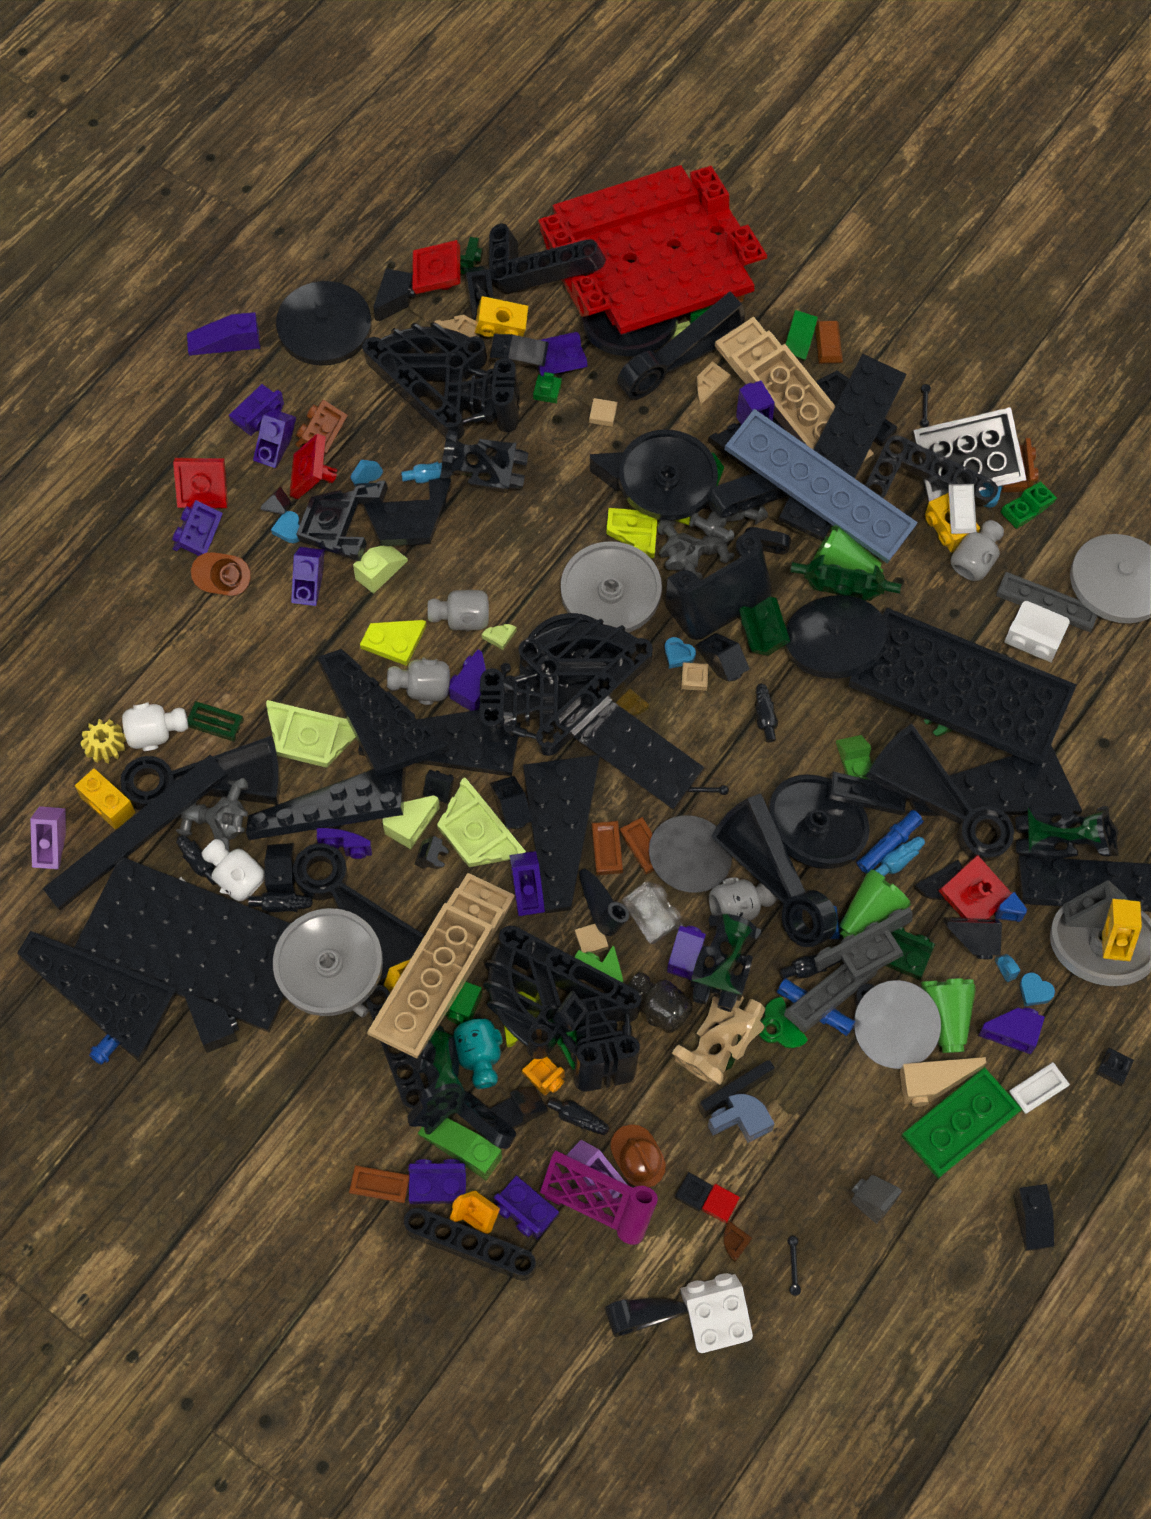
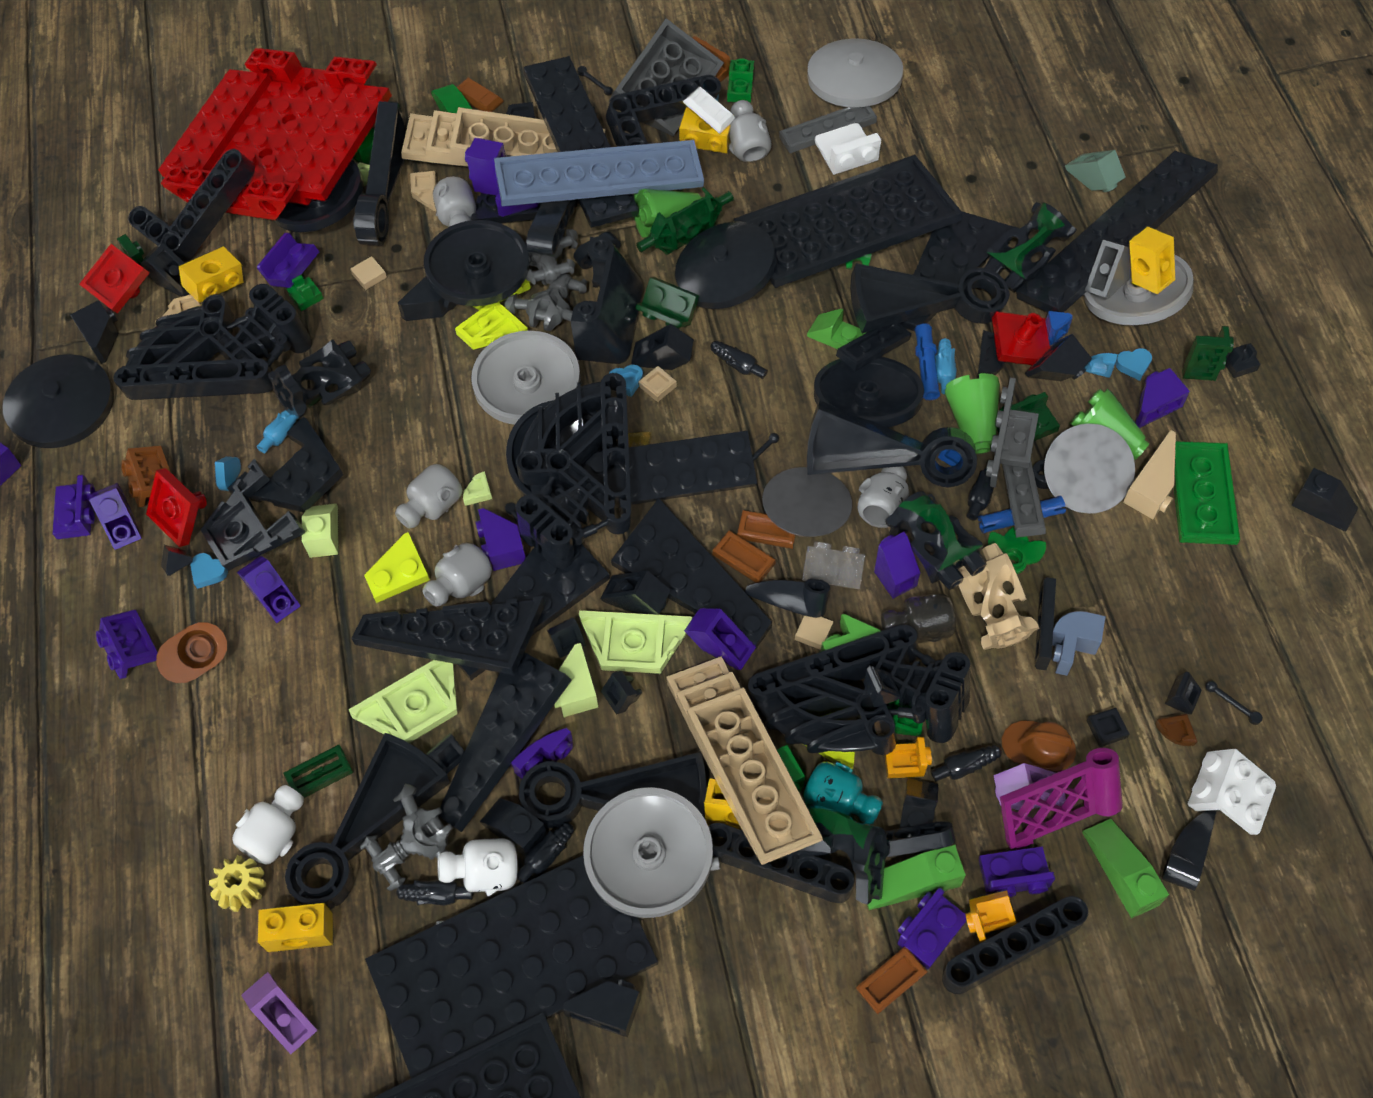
camera: 45 degrees left, 5 degrees down
(135, 832) = (356, 928): black tile -> none
(201, 481) = (88, 599): red tile -> none
(292, 785) = (447, 753): none -> black slope
(519, 349) = (262, 271): black slope -> none
(591, 1277) = (1126, 868): none -> bright green slope
(711, 414) = (453, 201): none -> light grey piece
(720, 1203) = (1136, 714): red tile -> none
(768, 1227) = (1184, 693): none -> black slope
(875, 1197) = (1229, 593): dark grey slope -> none
(1039, 1088) = (1218, 419): white tile -> none
(1083, 1039) = (1208, 356): none -> dark green bracket

